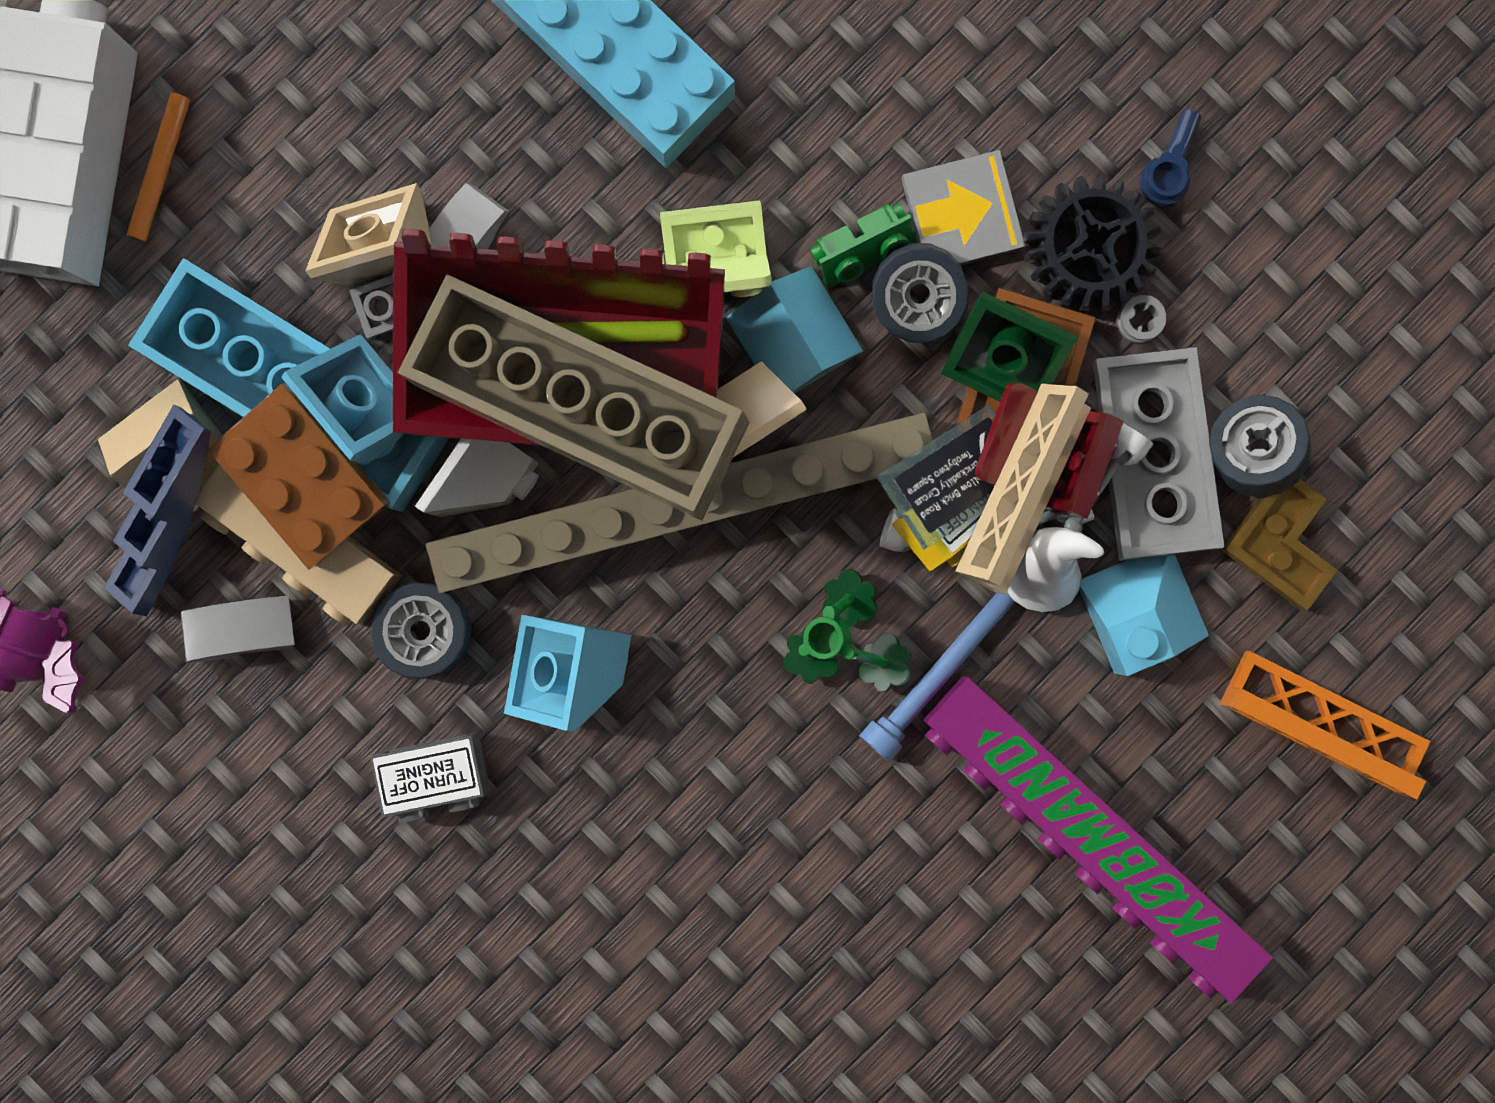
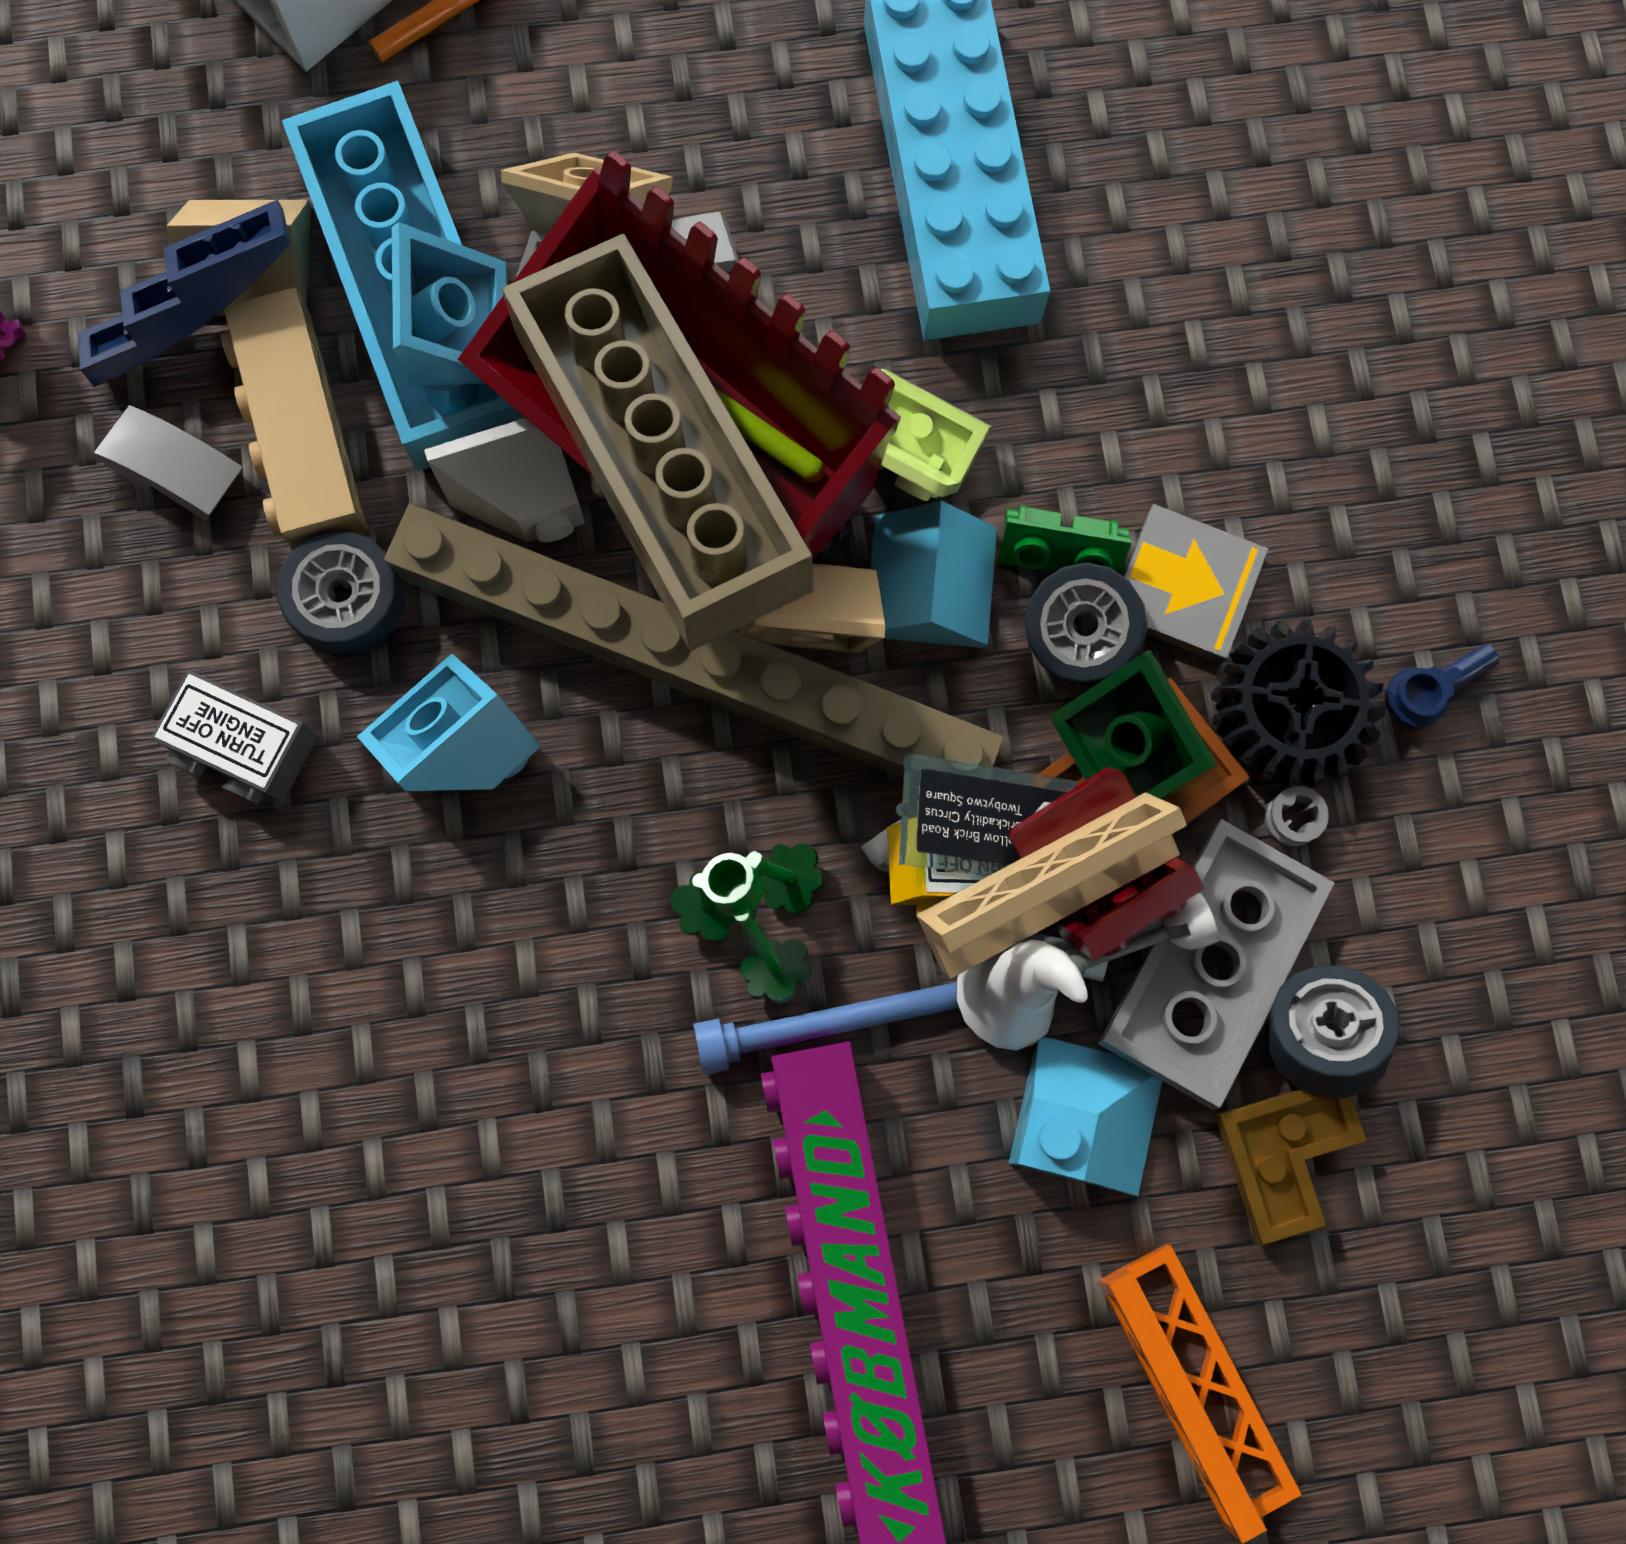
camera: 35 degrees right, 10 degrees down
(298, 476) = (336, 351): dark orange plate -> none

